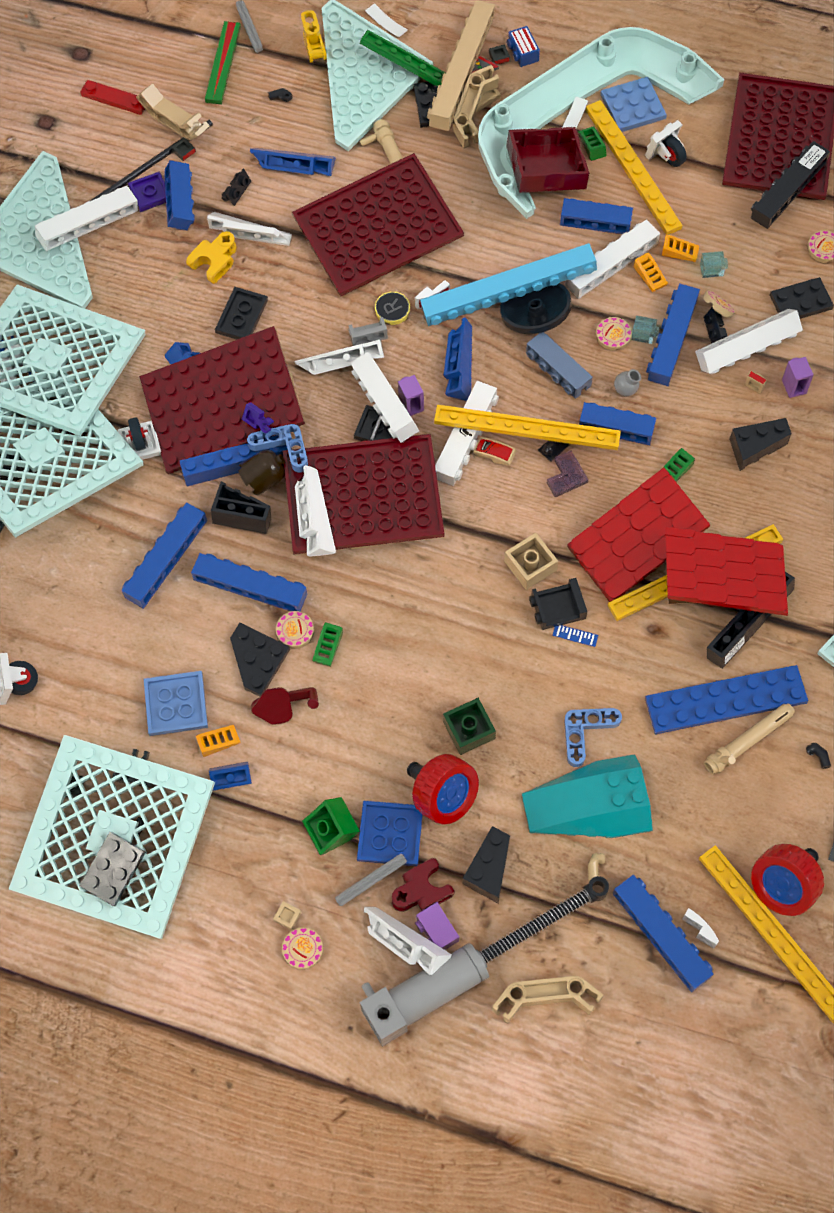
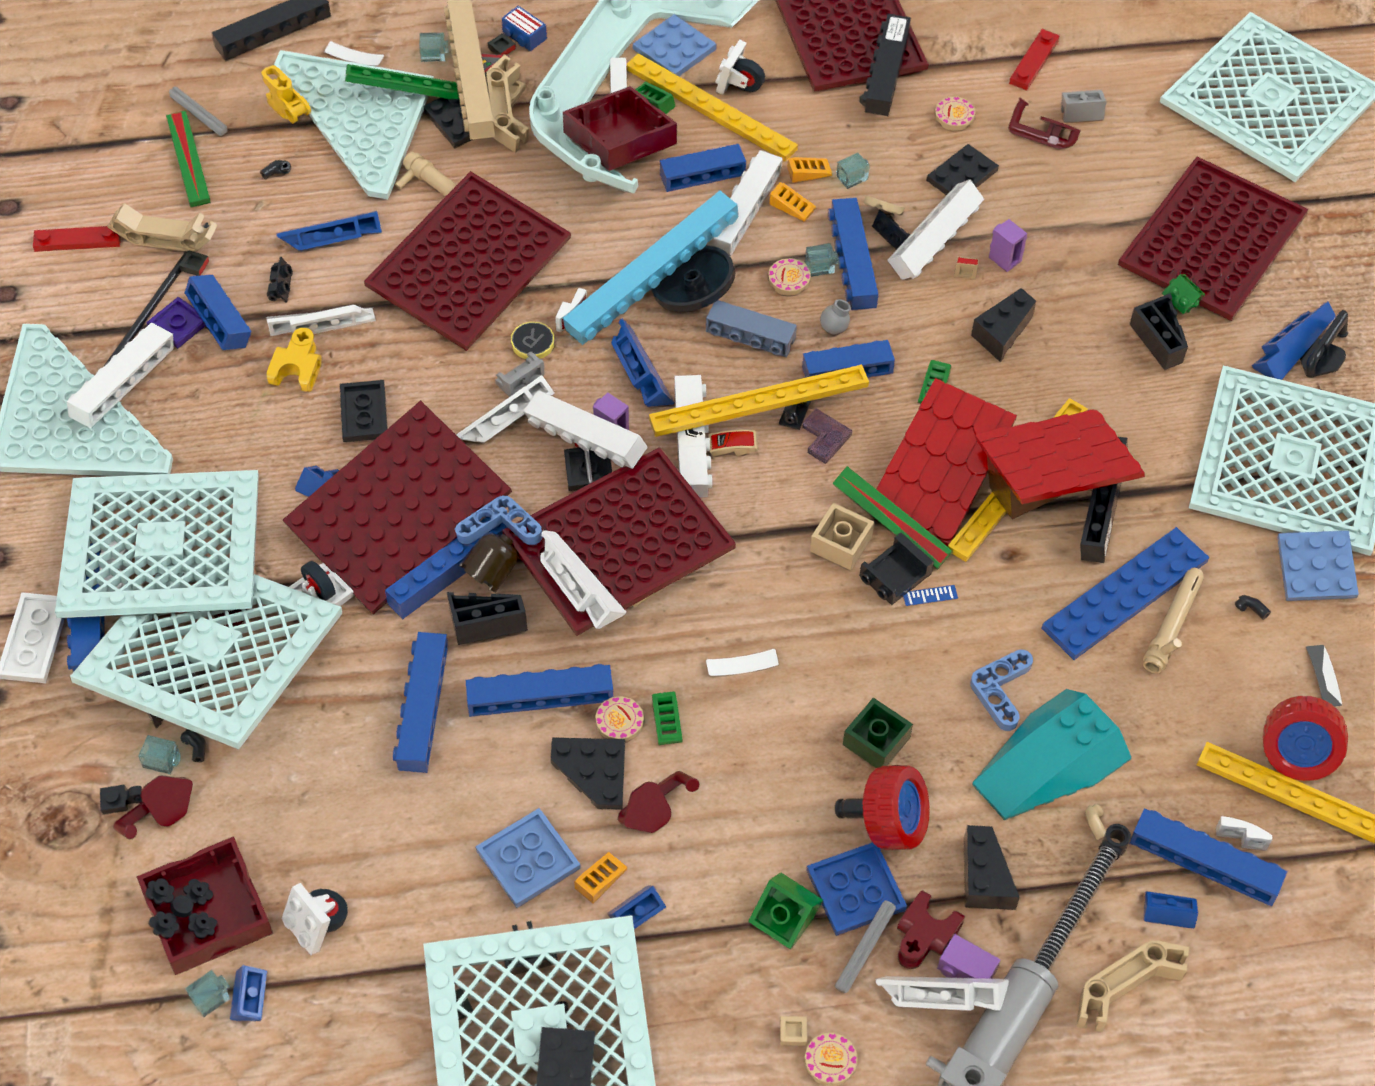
camera: 30 degrees left, 10 degrees down
(255, 417) = (453, 504): dark purple plate -> none
(405, 627) = (742, 664): none -> white sticker
(446, 36) = (433, 47): none -> clear light blue brick
(578, 562) = (891, 515): none -> green tile
(612, 958) = (1170, 910): none -> blue slope

